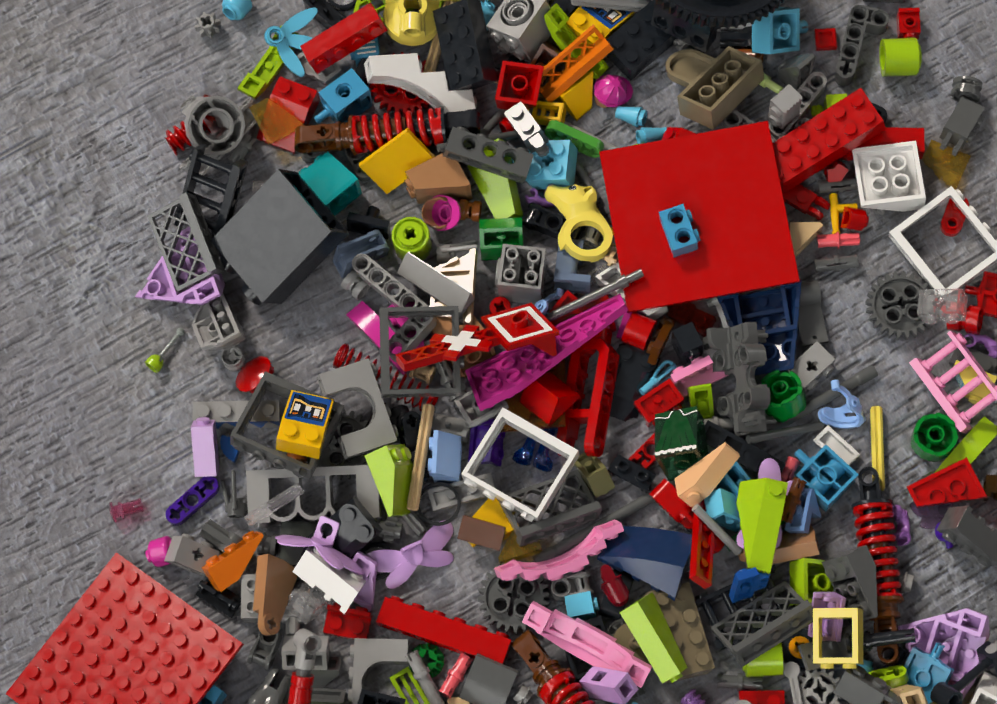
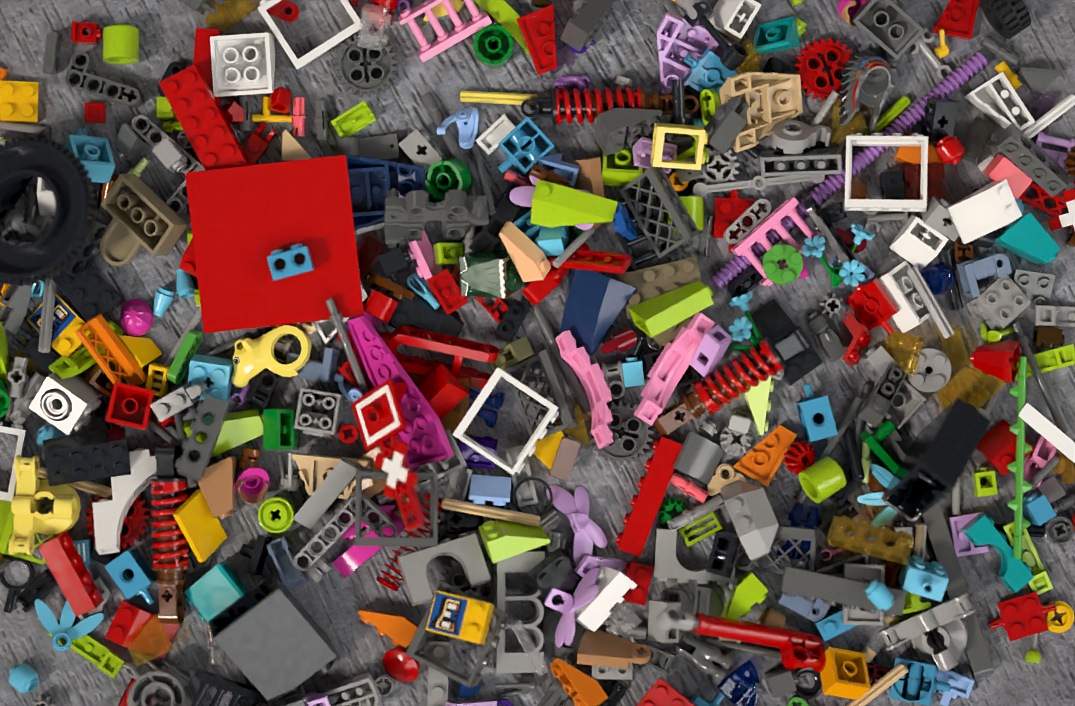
camera: 100 degrees left, 15 degrees up
(297, 359) = (396, 626): none -> orange slope
(828, 650) = (691, 151): none -> lime plant
(839, 296) = (353, 120): none -> lime hinge

